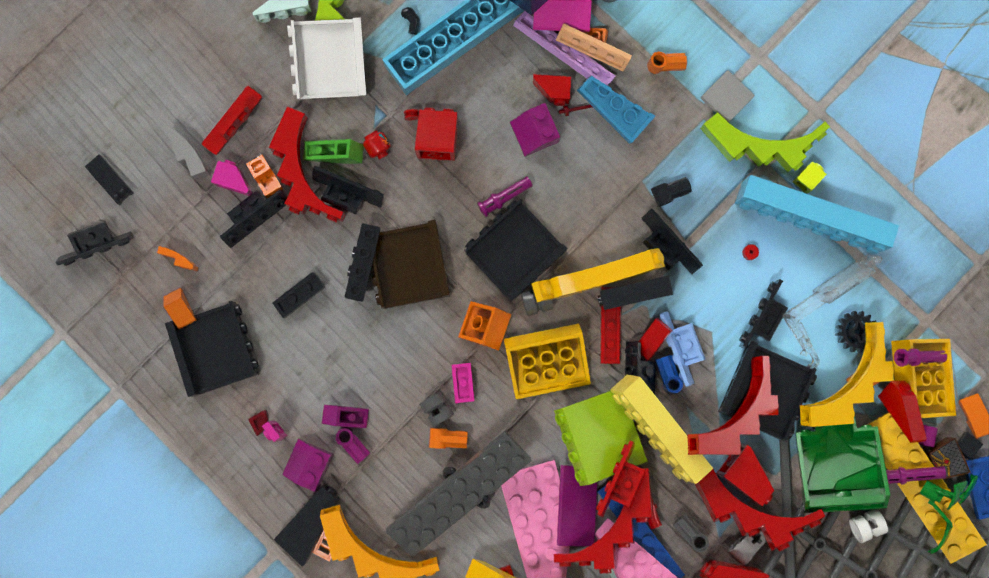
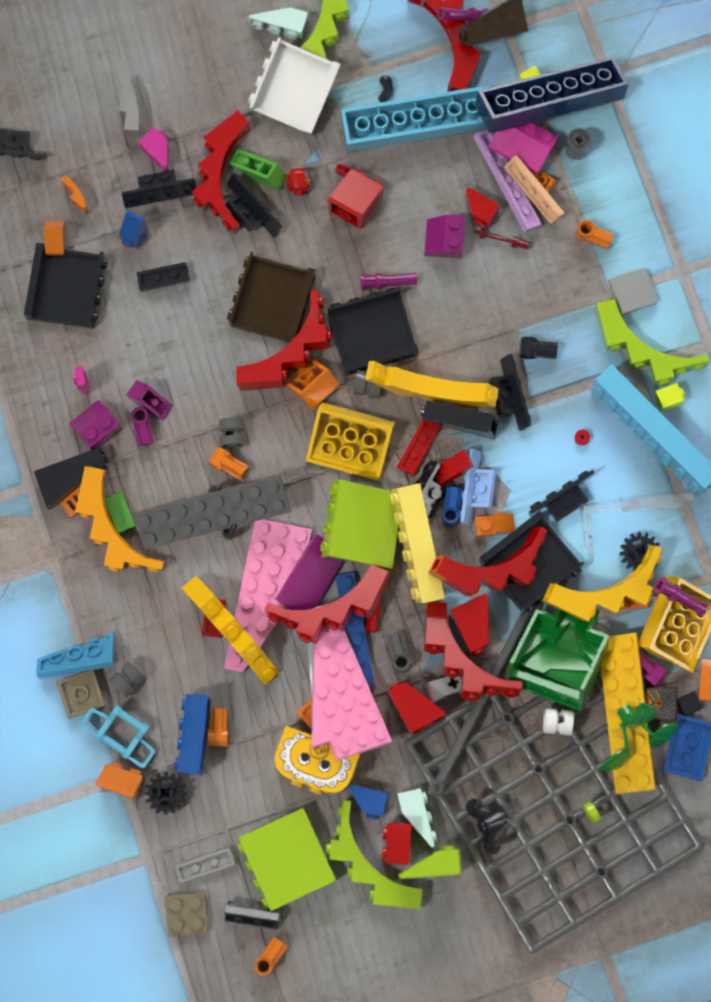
camera: 30 degrees right, 5 degrees down
(109, 179) = (51, 98): black hinge -> none
(232, 120) = (183, 99): red bracket -> none
(248, 266) = (132, 230): none -> blue slope
(258, 421) = (69, 368): dark red tile -> none
(264, 176) = (186, 160): orange slope -> none
(362, 262) = (233, 274): black bracket -> none
(372, 534) = (119, 512): none -> bright green tile
(444, 334) = (273, 371): none -> red arch
(462, 382) = (266, 423): dark pink plate -> none
(620, 113) = (527, 256): dark azure wing -> none
(624, 483) = (360, 569): red bracket -> none
(714, 371) = (494, 524): none -> orange slope
(904, 409) = (642, 632): red slope -> none
(904, 475) = (610, 692): magenta pin -> none

